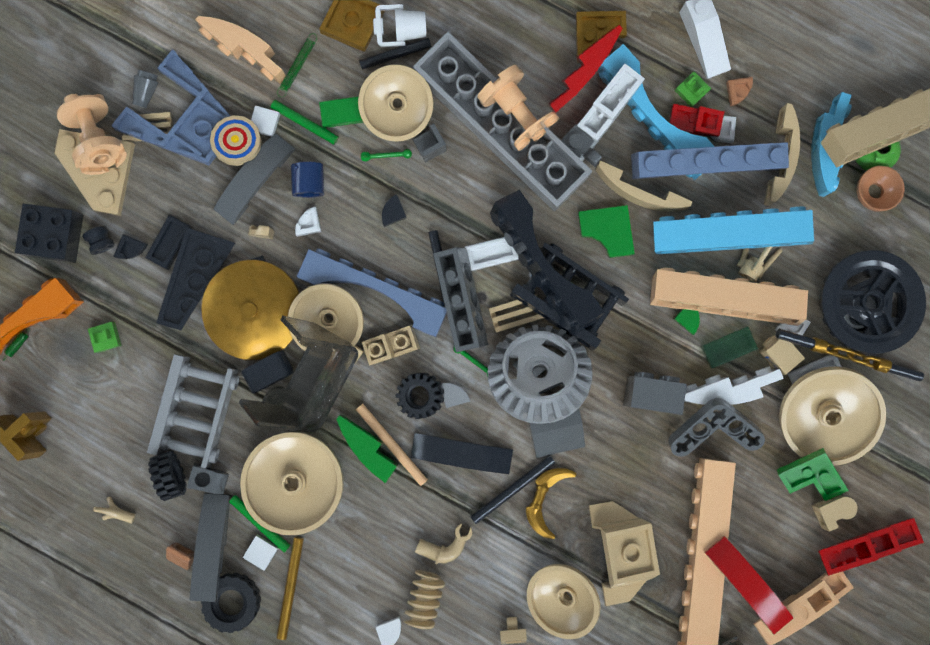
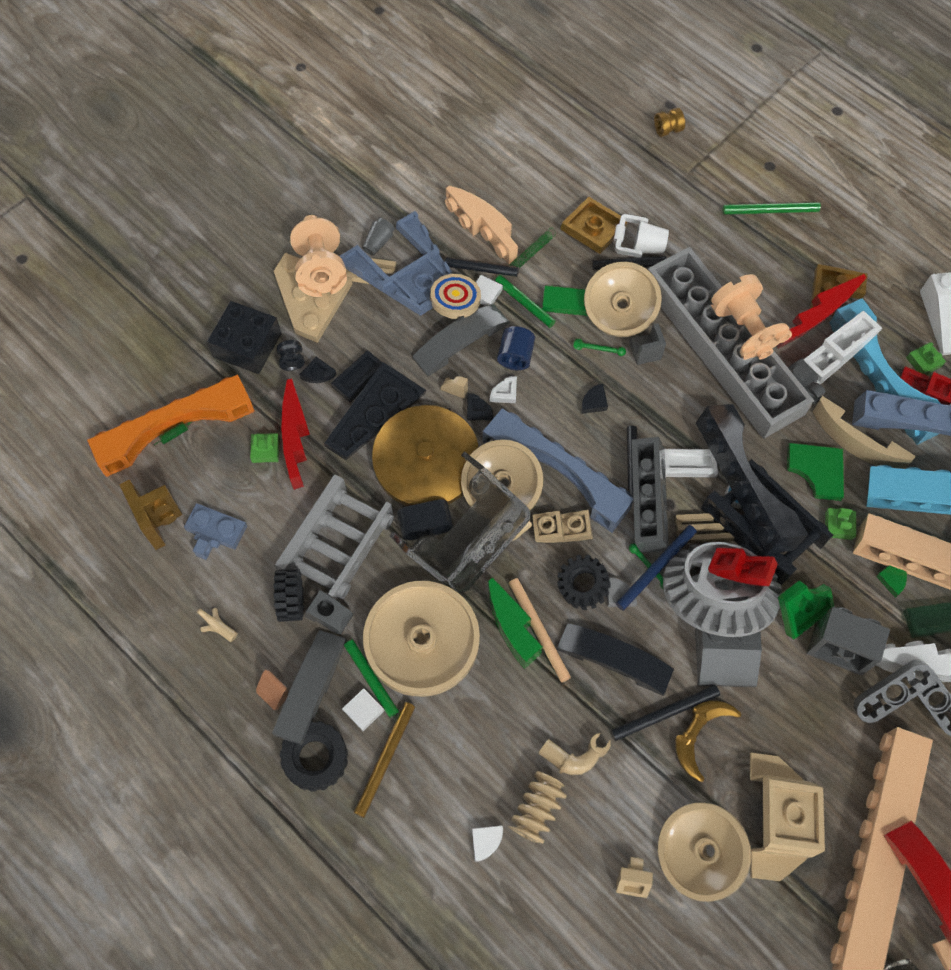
camera: 10 degrees right, 20 degrees down
(83, 428) = (213, 529): none -> sand blue hinge
(122, 310) = (293, 428): none -> red slope
(253, 96) = (482, 266): none -> black bar
(287, 247) = (478, 408): none -> black tile
(480, 366) = (656, 567): none -> dark blue bar
(552, 356) = (738, 567): none -> red slope
(613, 371) = (804, 607): none -> green tile
(635, 278) = (841, 523): none -> bright green tile

